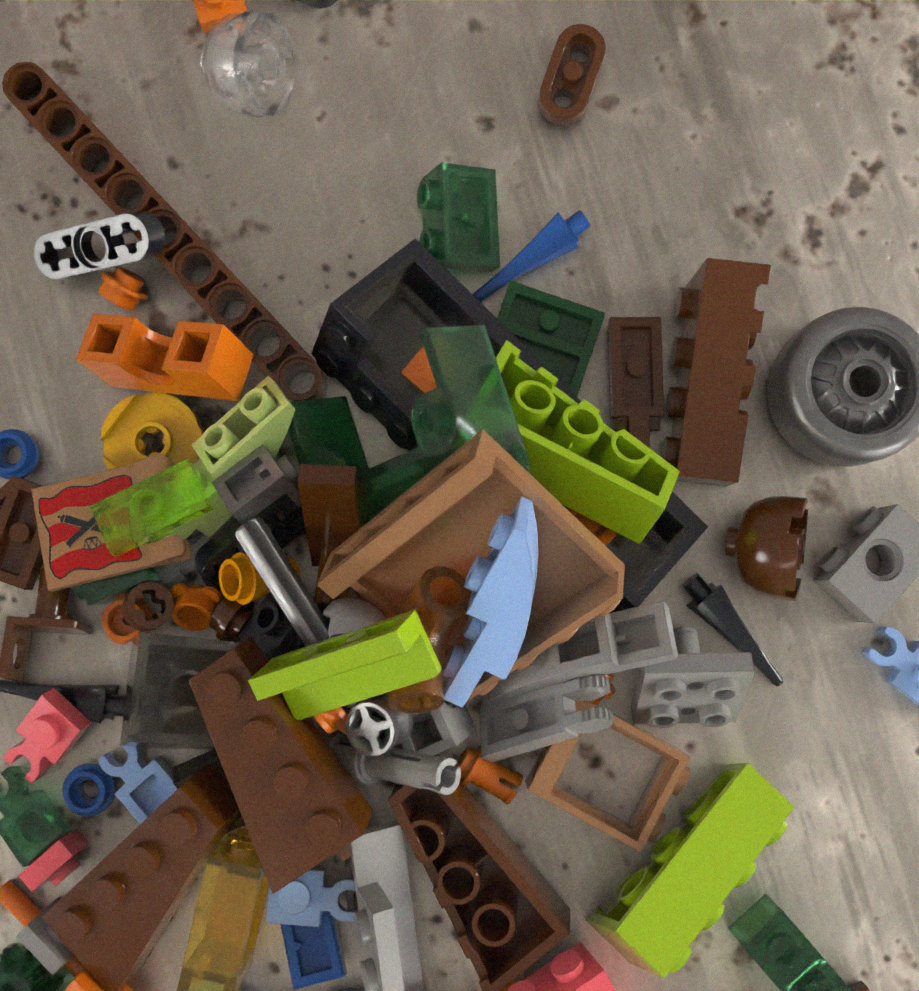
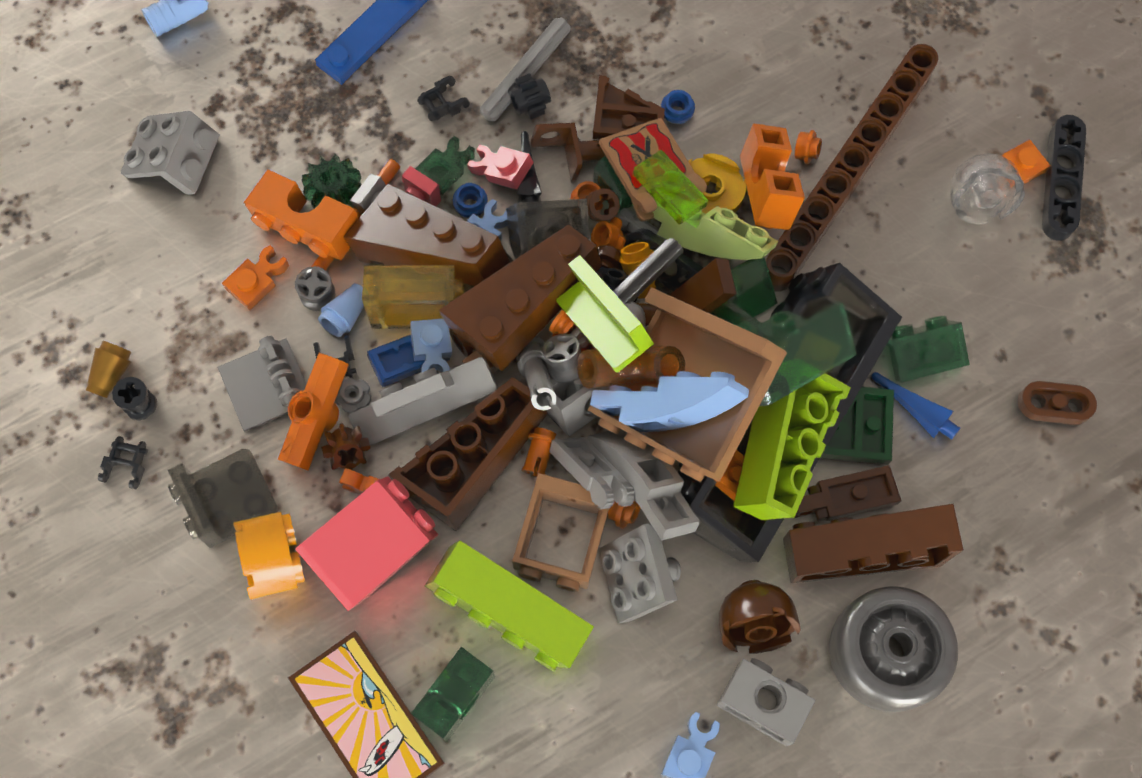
camera: 75 degrees right, 15 degrees down
(111, 231) = (831, 134): beam -> none
(257, 483) = (702, 243): flat silver bracket -> none
(717, 610) = (697, 590): black piece -> none

